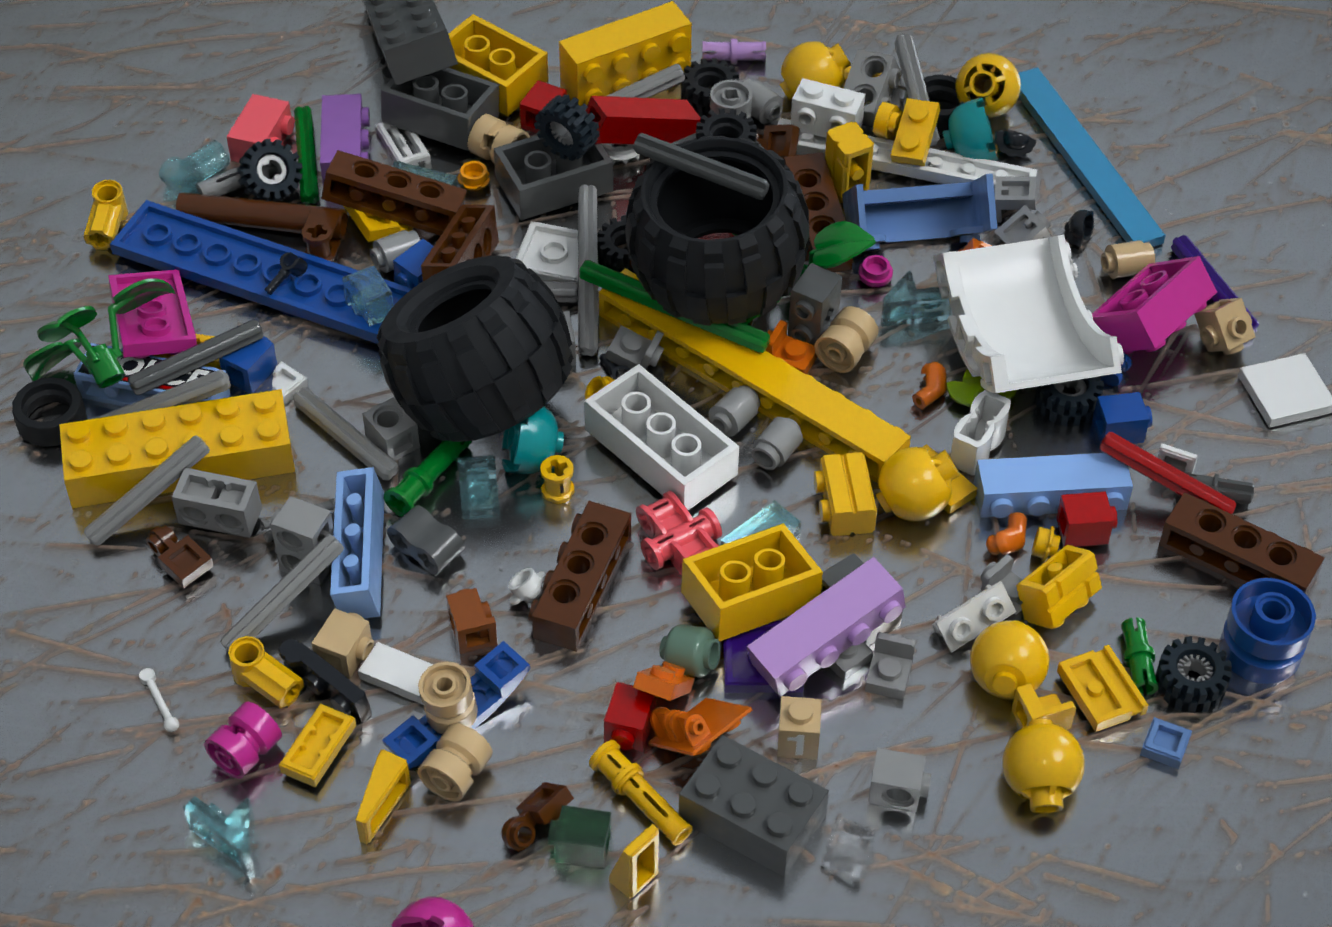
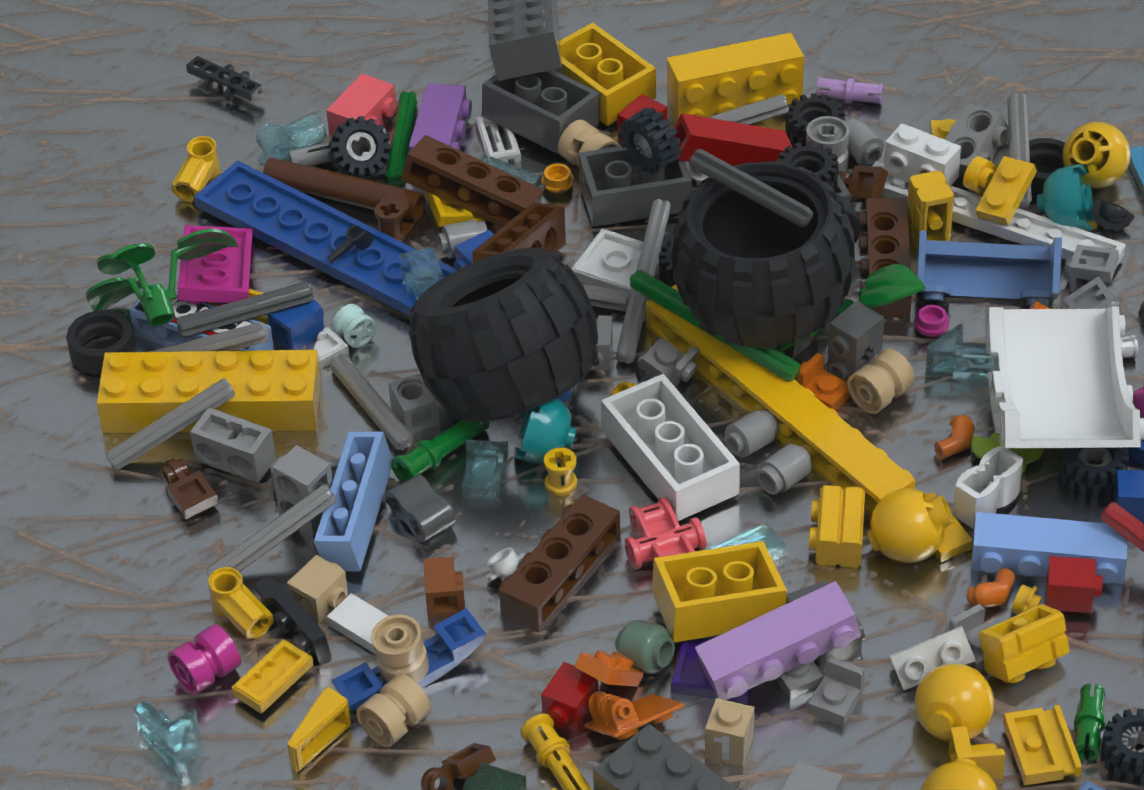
camera: 15 degrees right, 5 degrees down
(107, 113) = (224, 77): none -> black piece
(148, 677) = (133, 593): white hinge -> none
(308, 356) = (354, 325): none -> light aqua wheel
(815, 63) = (923, 111): yellow brick -> none

